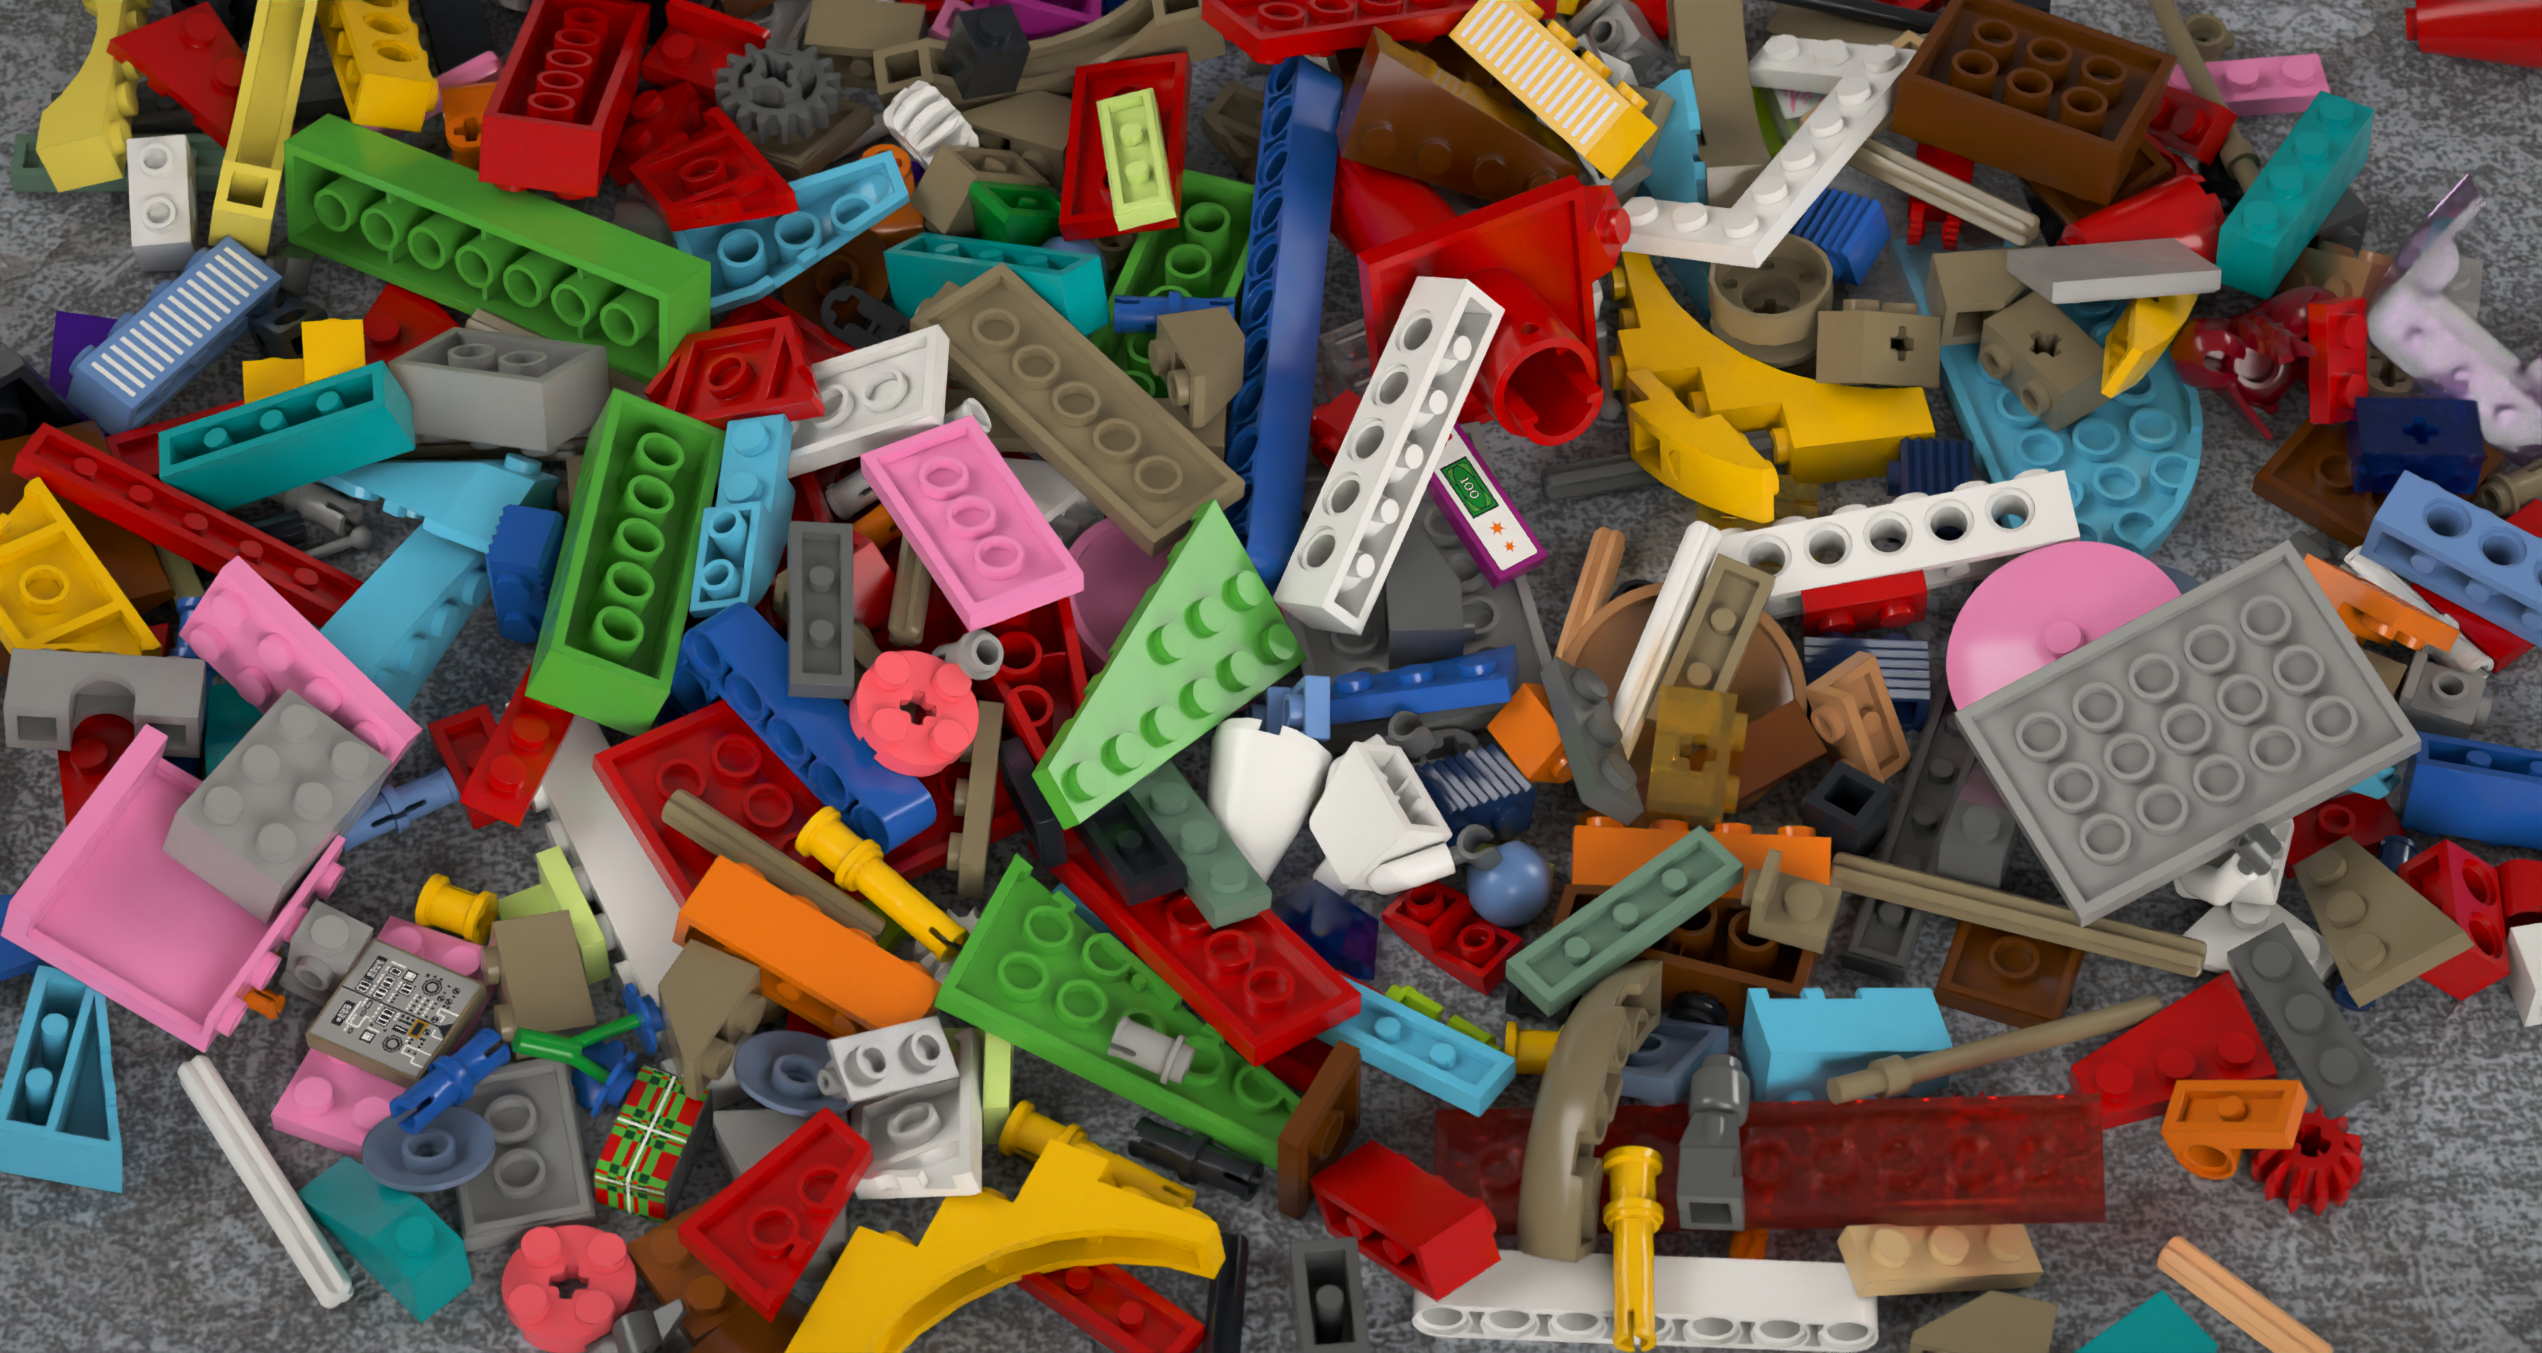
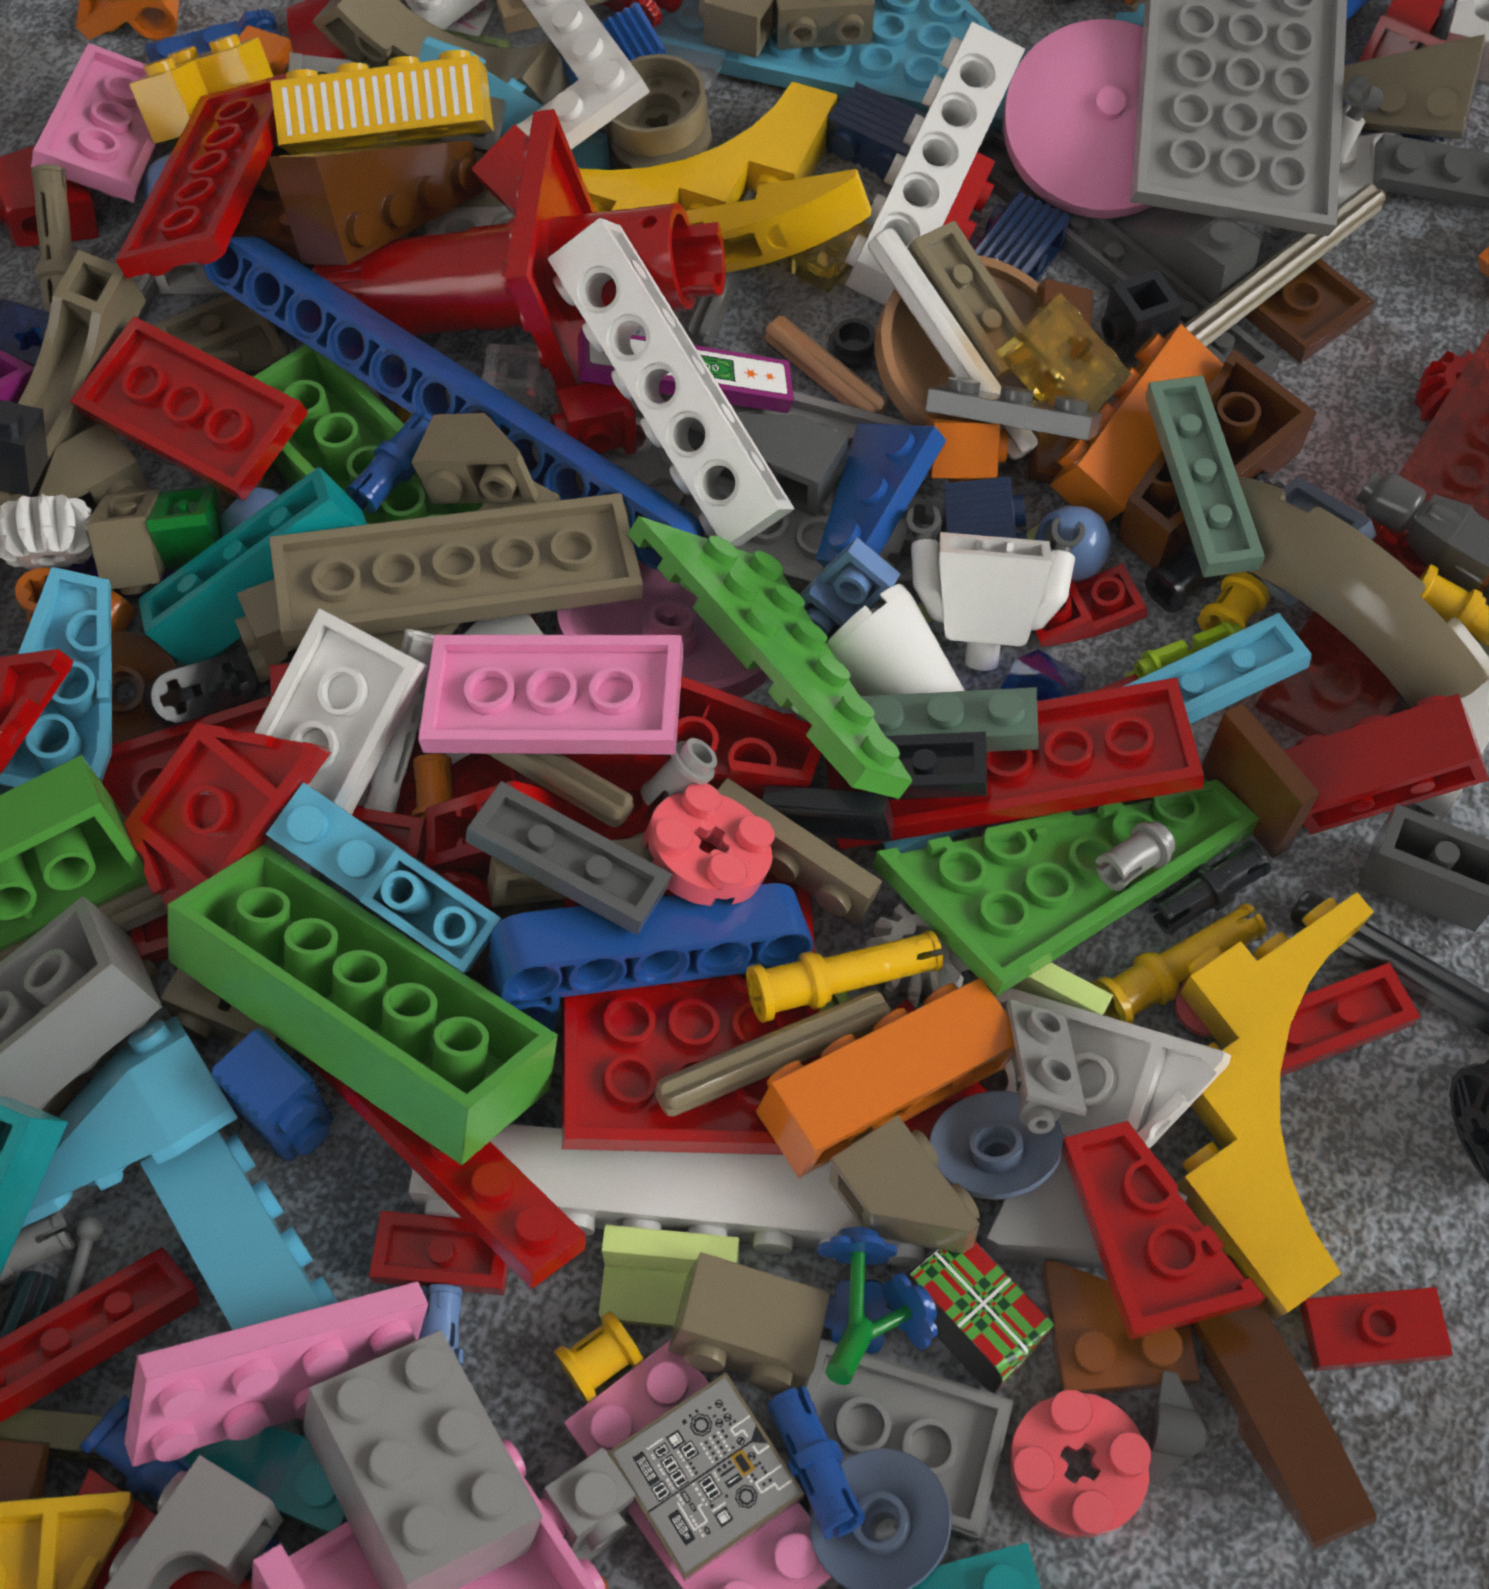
camera: 60 degrees left, 10 degrees up
(1136, 159) = (223, 400): yellowish green tile -> none
(1789, 906) = (1243, 372): dark tan bracket -> none
(1803, 1042) = (1350, 422): medium azure wedge -> none
(1858, 718) = (1074, 262): medium nougat bracket -> none
(1878, 347) = (748, 80): dark tan brick -> none
(1895, 1075) = (1415, 394): dark tan bar -> none
(2192, 1039) = (1433, 259): red wing -> none

